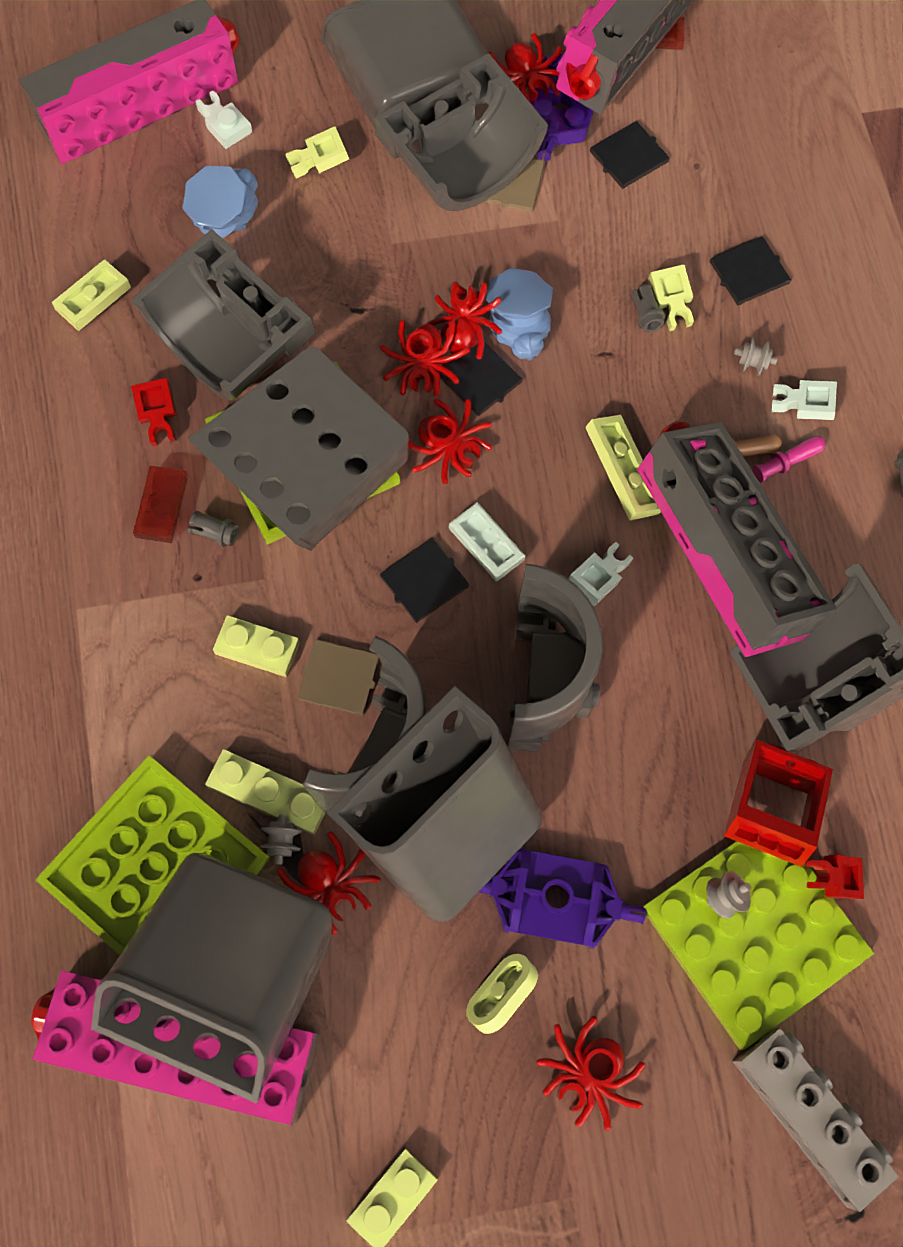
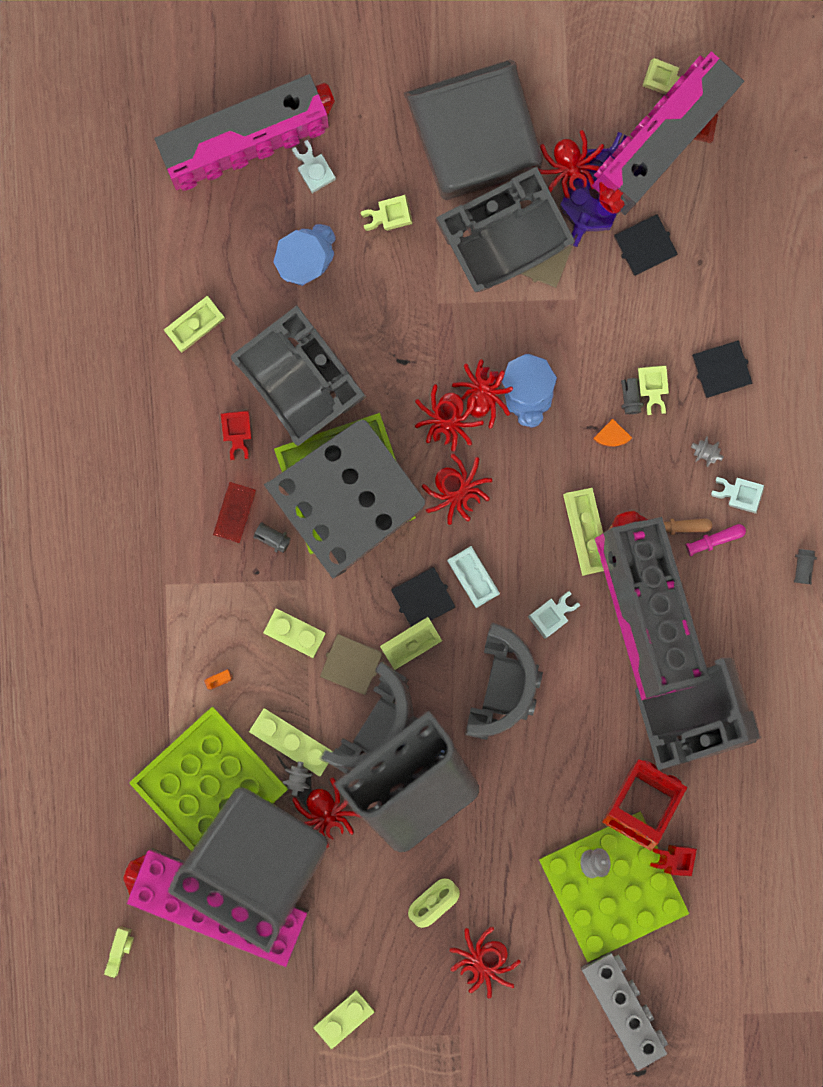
camera: 10 degrees right, 15 degrees up
(34, 1133) = (121, 945): none -> yellowish green plate
(156, 718) = (218, 679): none -> orange tile
(421, 629) = (411, 643): none -> yellowish green plate
(481, 379) = (494, 442): black piece -> none
(591, 898) = (504, 848): dark purple plate -> none
(633, 356) = (612, 435): none -> orange tile

